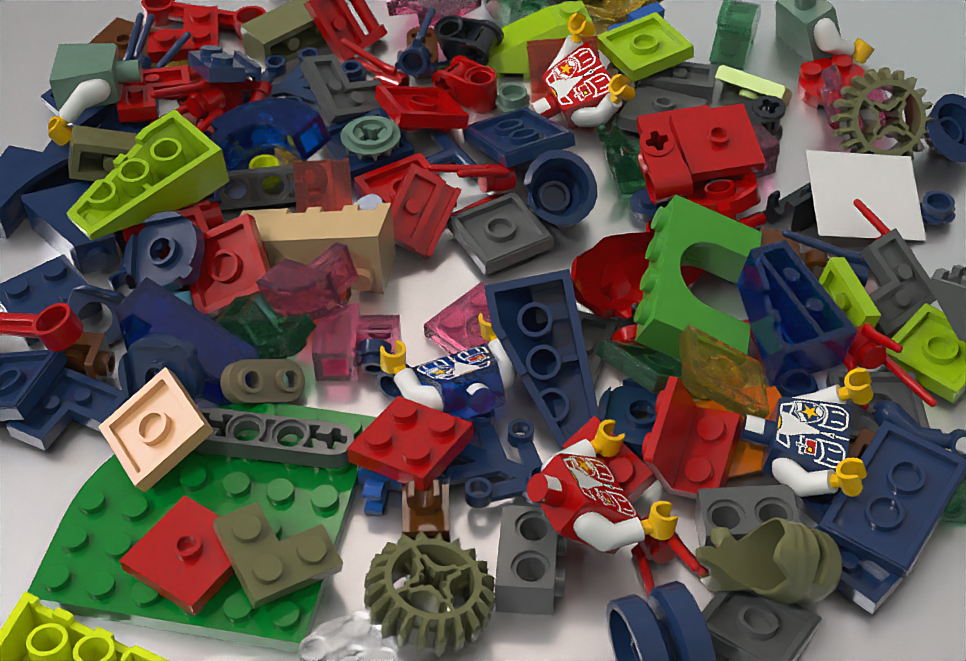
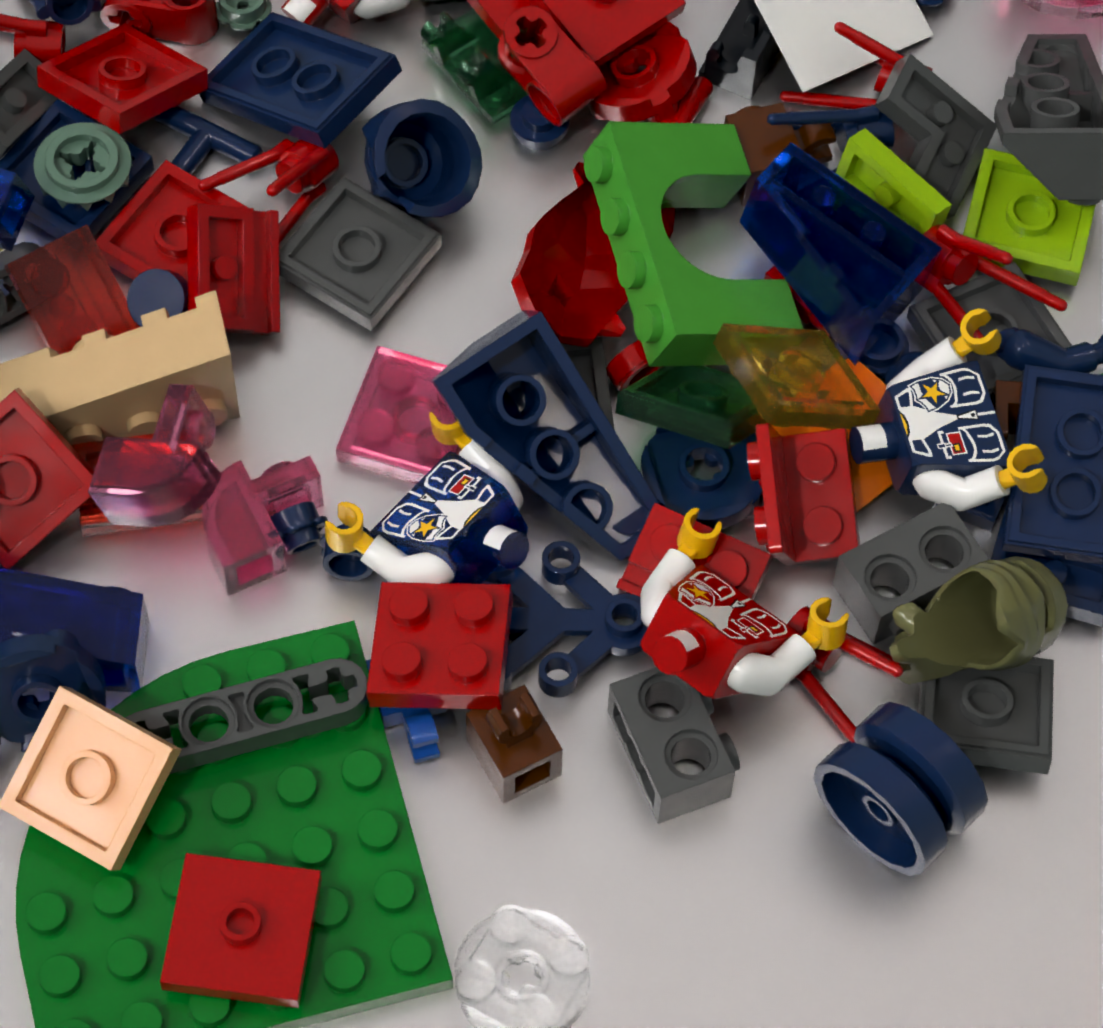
camera: 30 degrees left, 15 degrees up
(260, 326) = (114, 552): clear green brick -> none
(266, 381) = (175, 637): dark tan plate -> none
(270, 566) = (354, 900): olive plate -> none
(423, 608) = (598, 872): olive gear -> none

